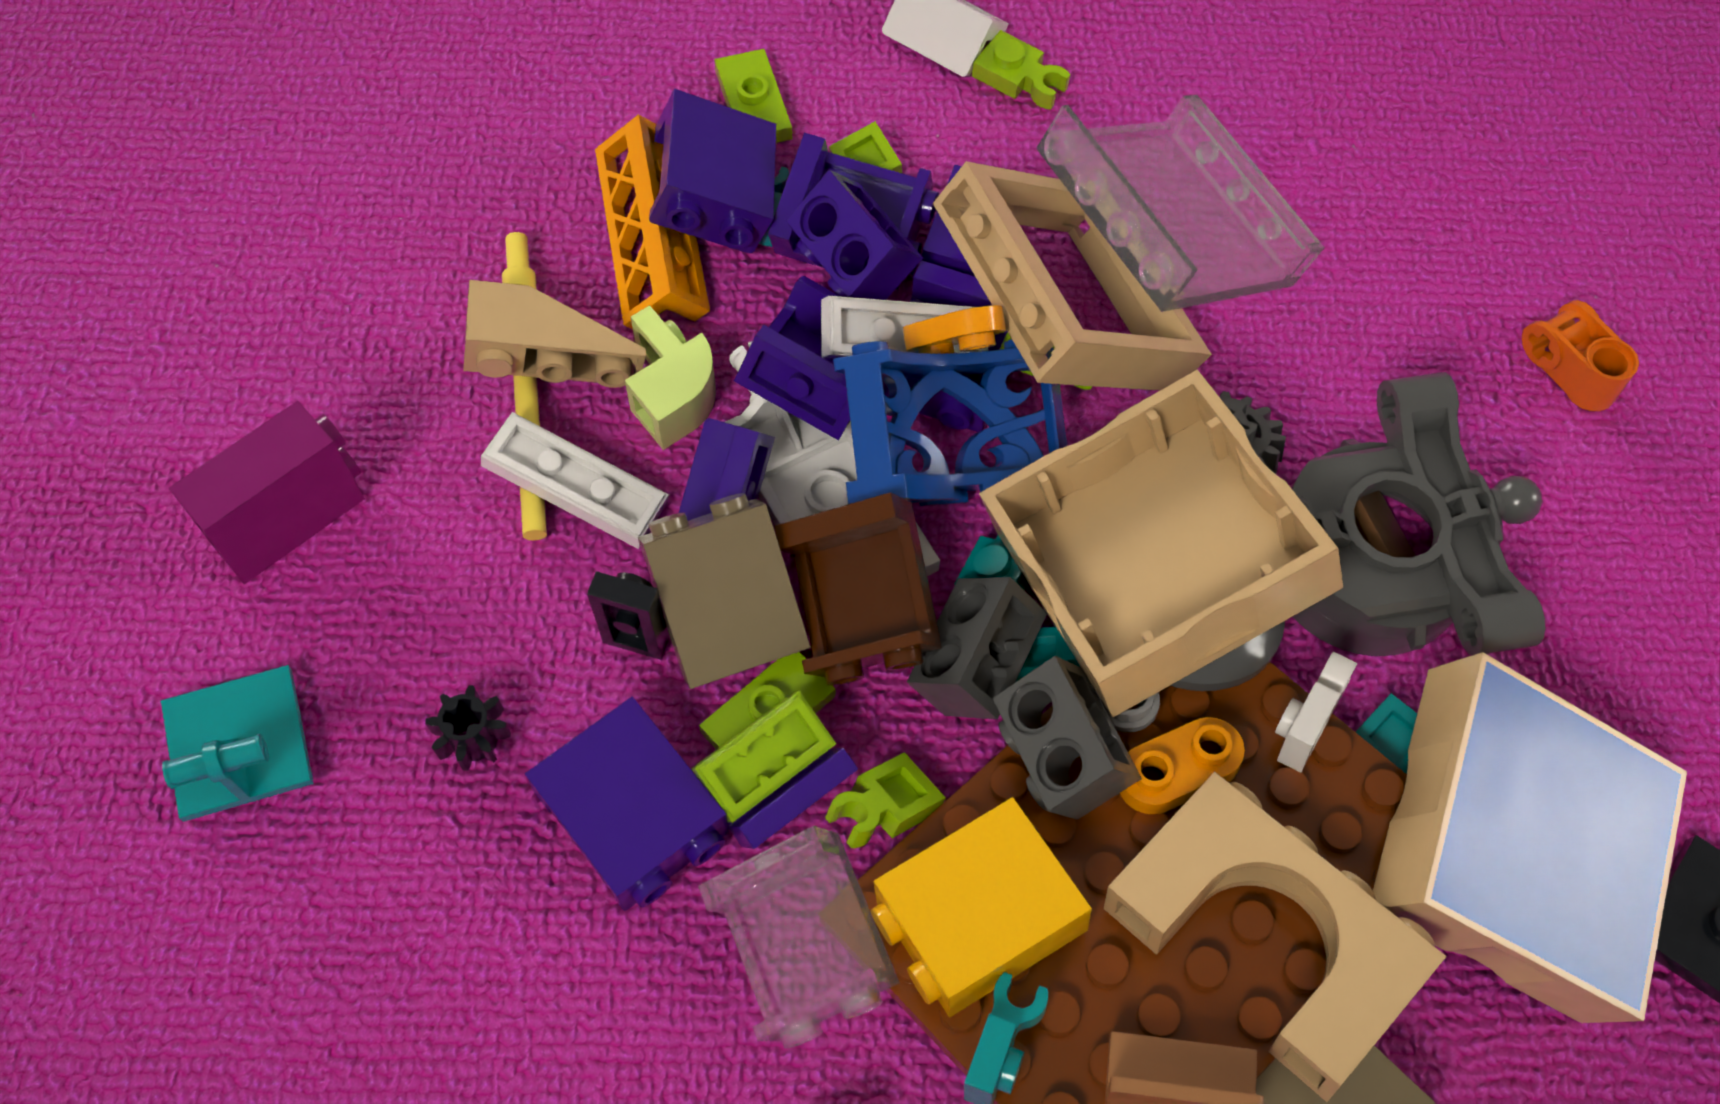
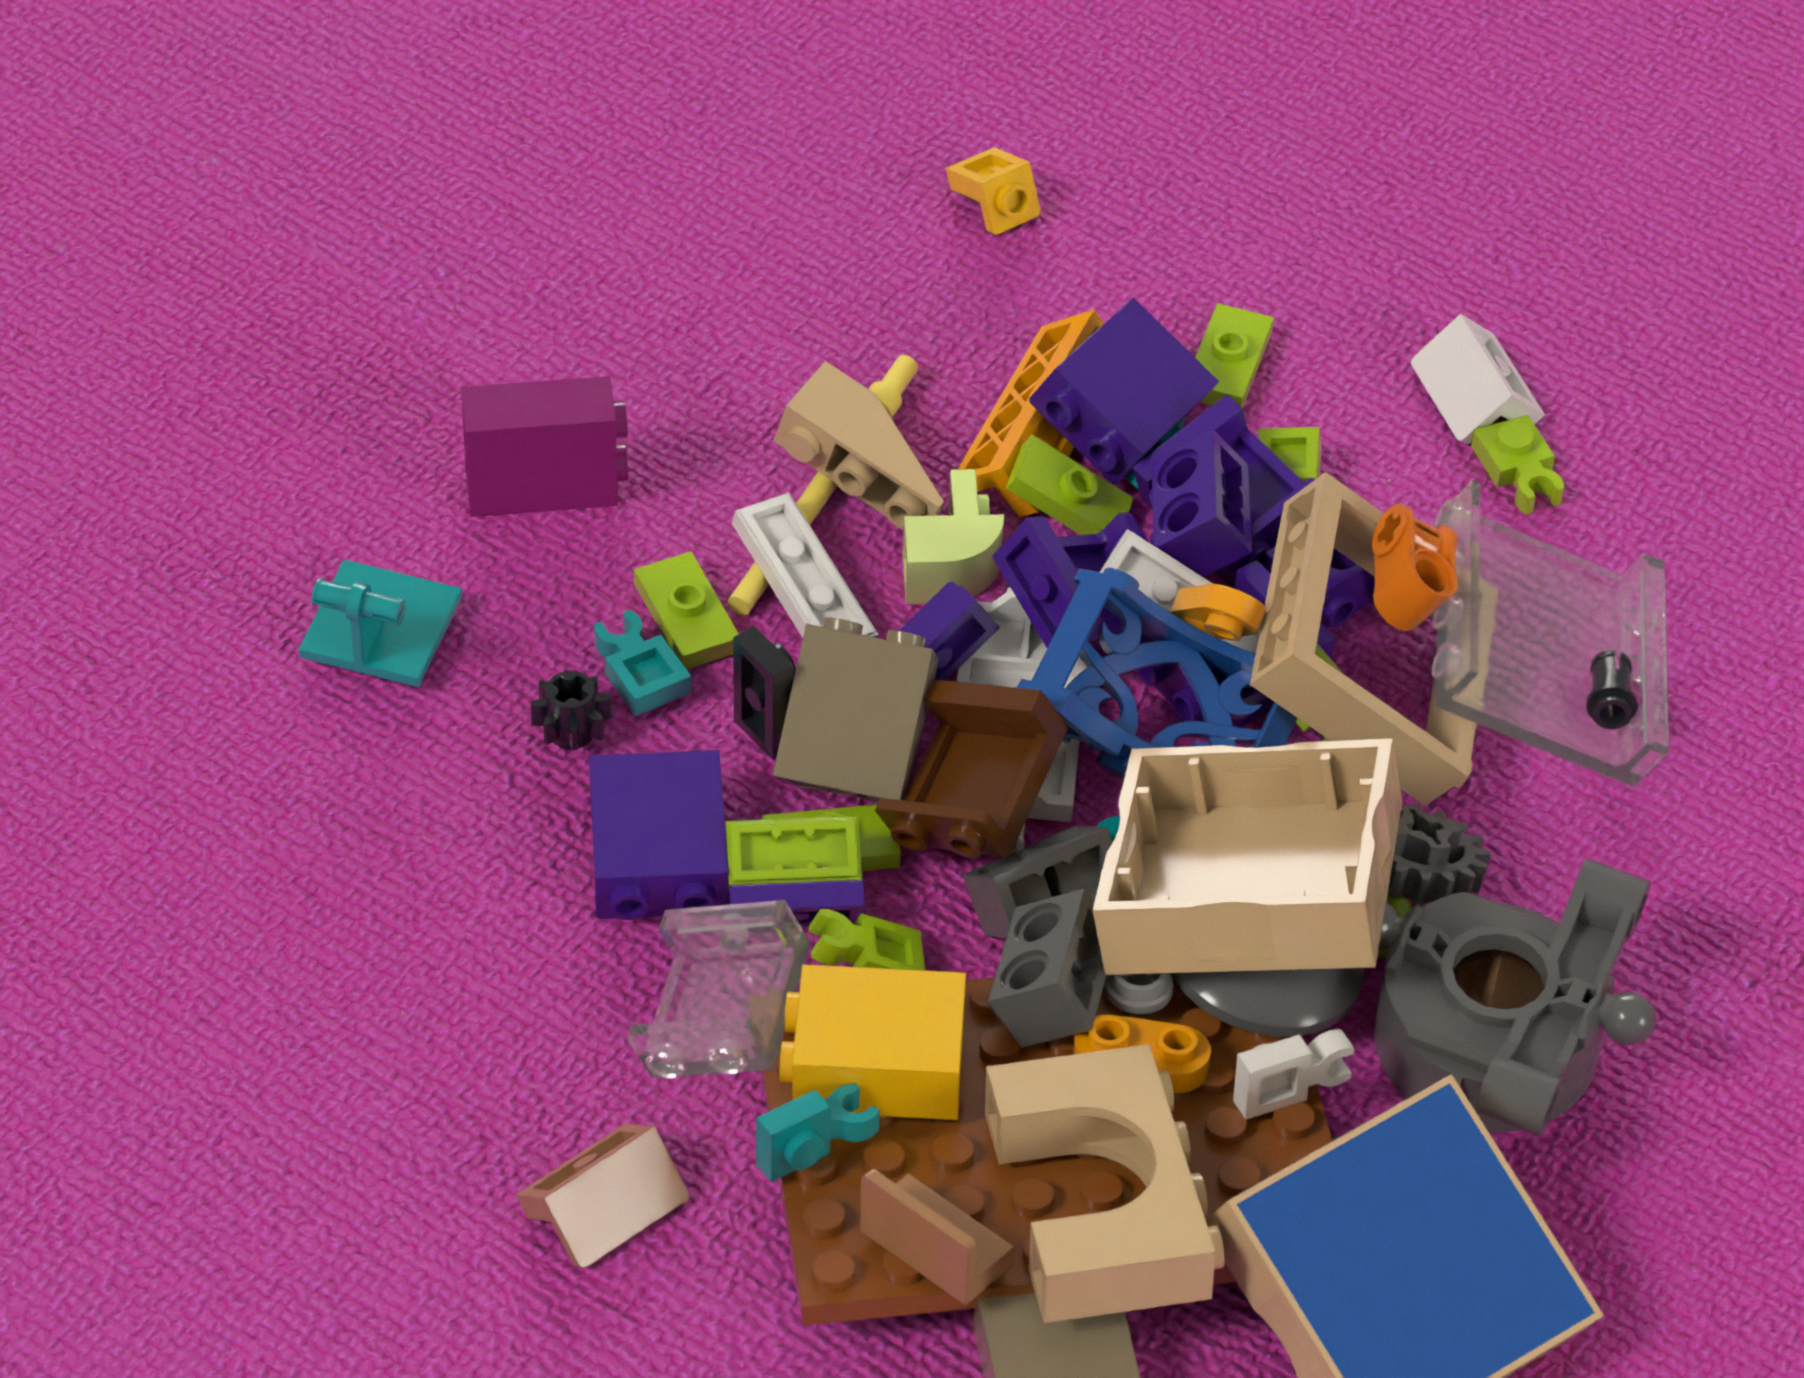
camera: 35 degrees right, 15 degrees down
(479, 46) = (1000, 185): none -> yellow bracket
(495, 565) = (686, 609): none -> lime plate
(499, 649) = (641, 670): none -> teal plate
(729, 281) = (1065, 488): none -> lime plate
(1076, 204) = (1412, 567): none -> orange piece
(1253, 228) = (1611, 699): none -> black pin

